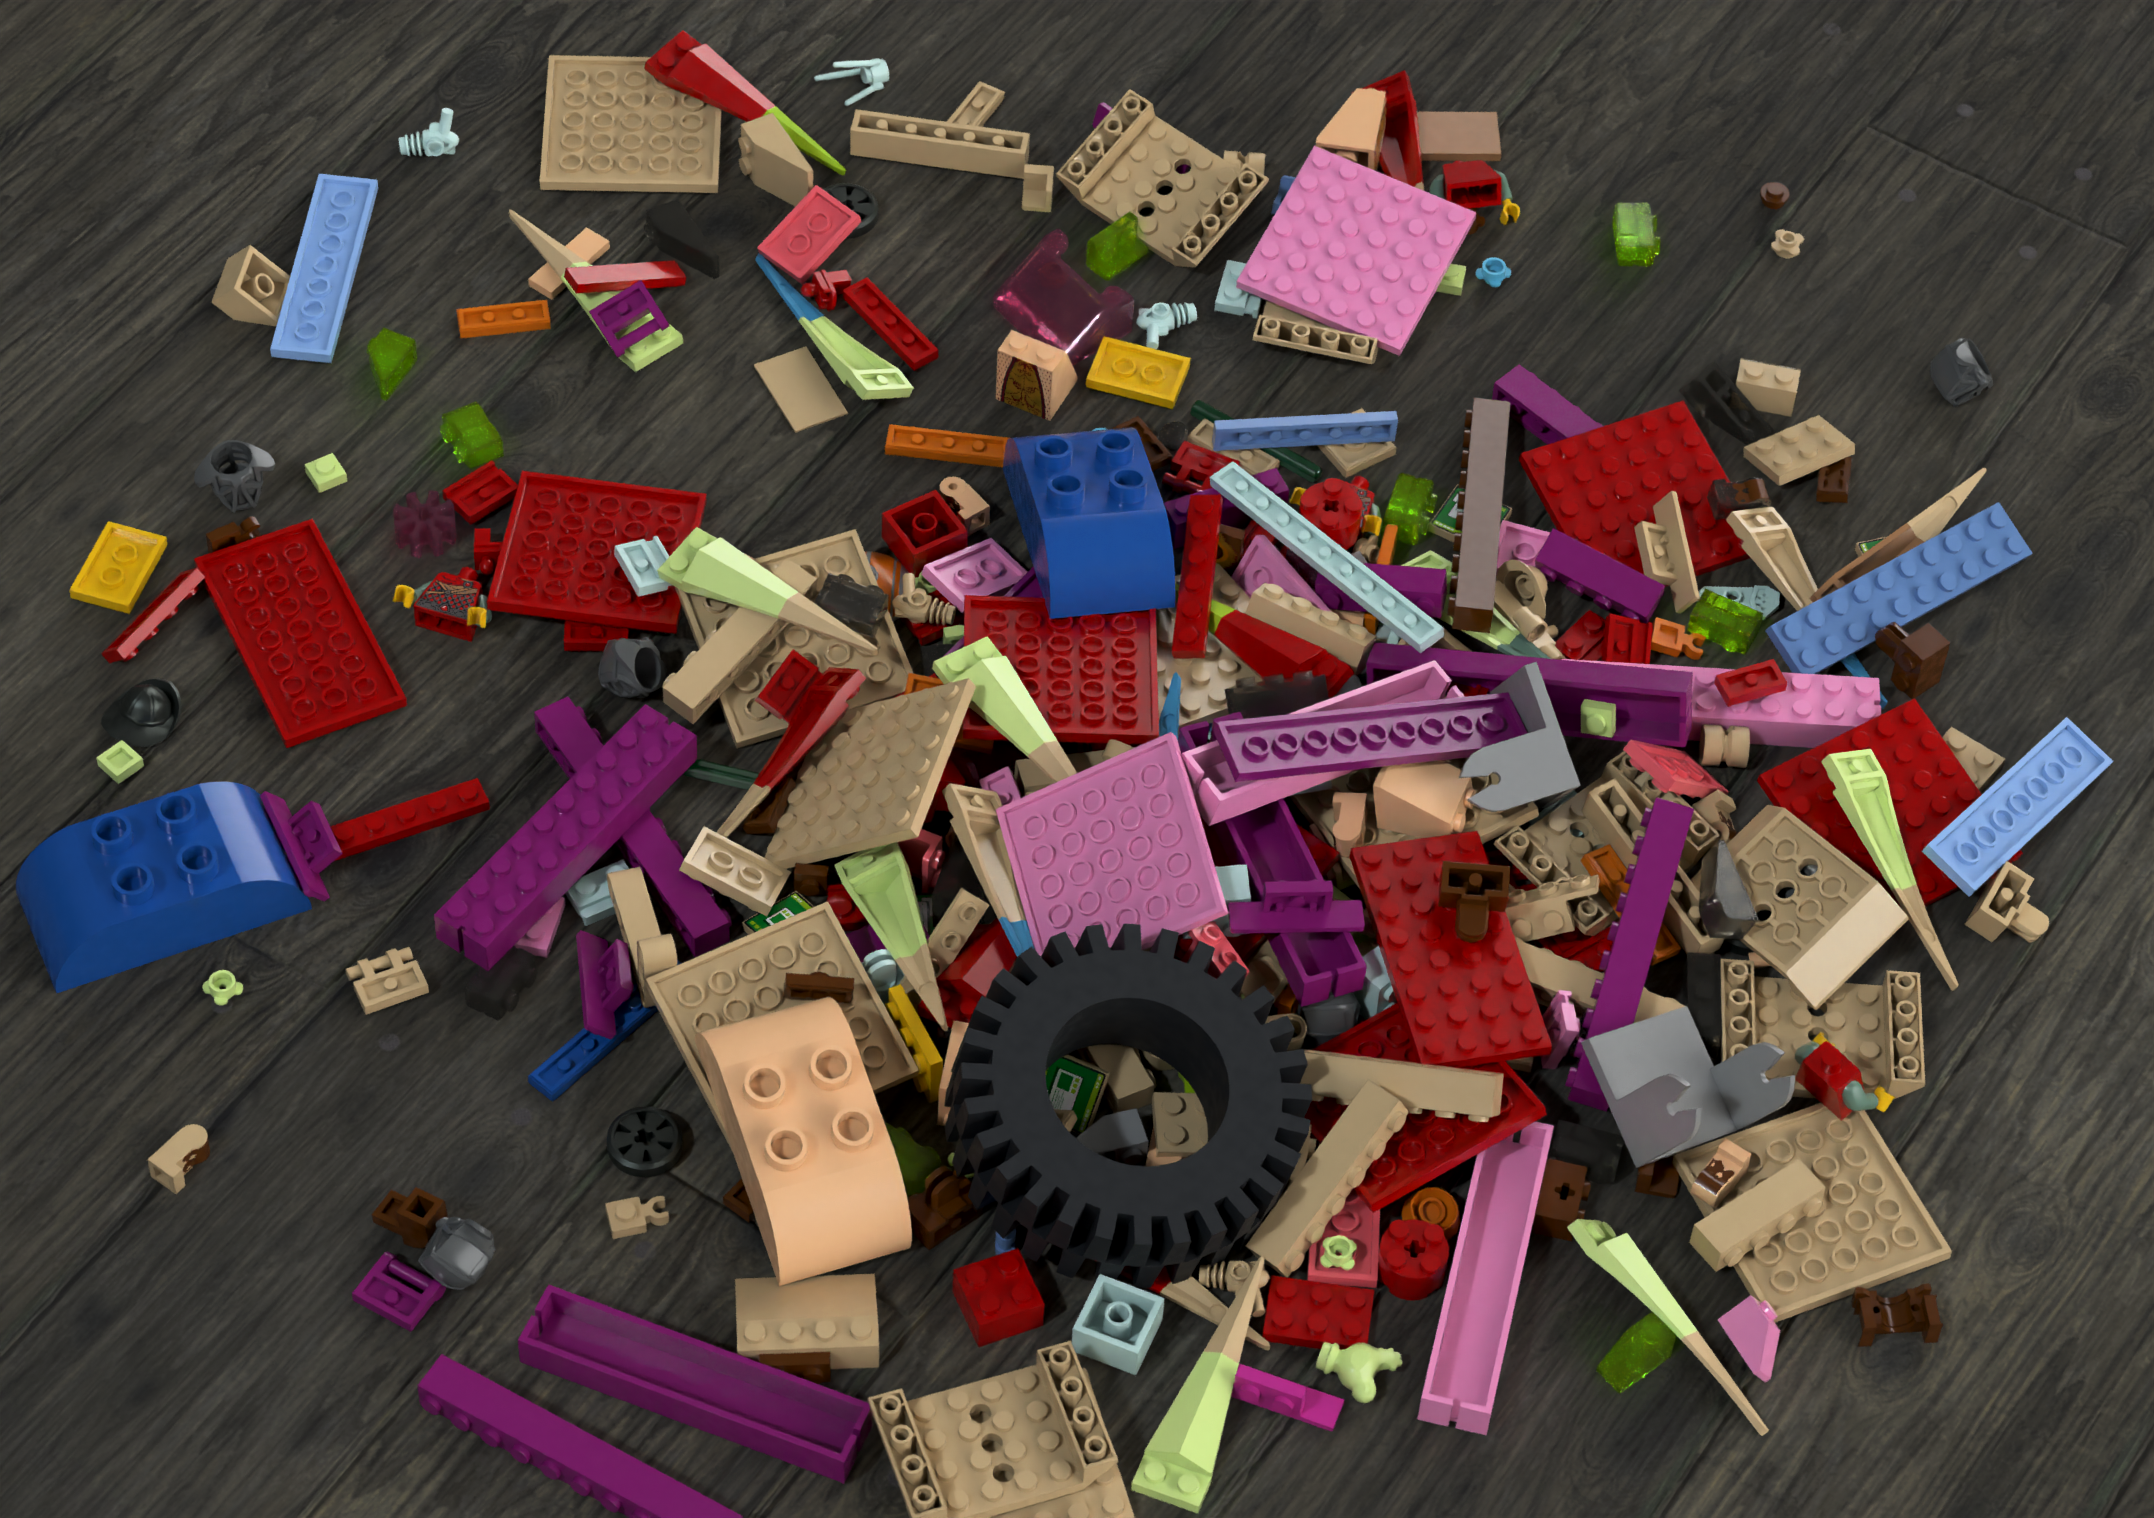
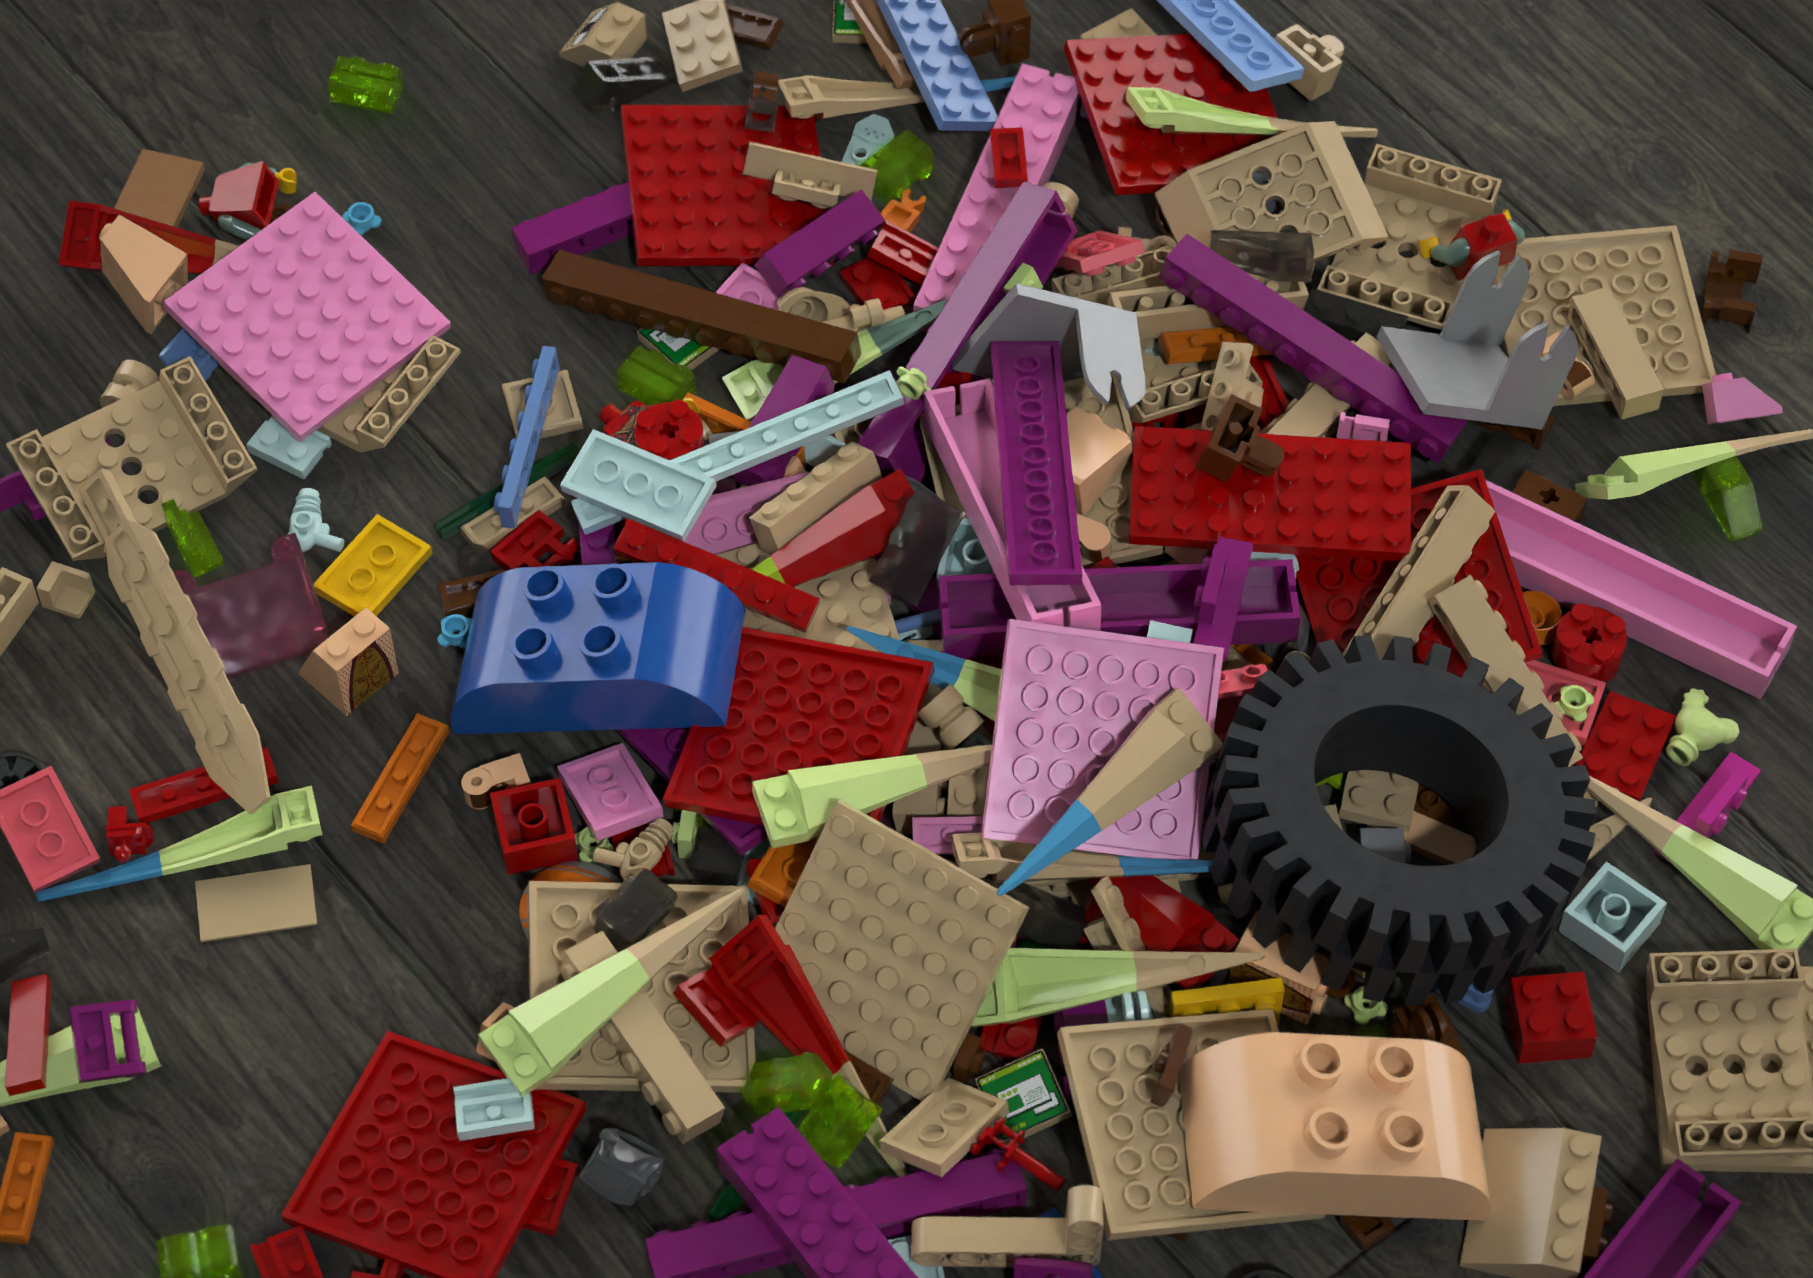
camera: 70 degrees left, 5 degrees up
(716, 801) = (839, 1122): none -> clear neon green bracket
(721, 916) = (1017, 1155): none -> red piece
(738, 754) = (787, 1083): none -> clear neon green brick
(1006, 252) = (179, 647): none -> tan plate
(1084, 884) = (1156, 755): none -> tan plate
(1257, 493) = (638, 485): none -> light aqua plate
(1440, 649) = (912, 382): none -> yellowish green plate

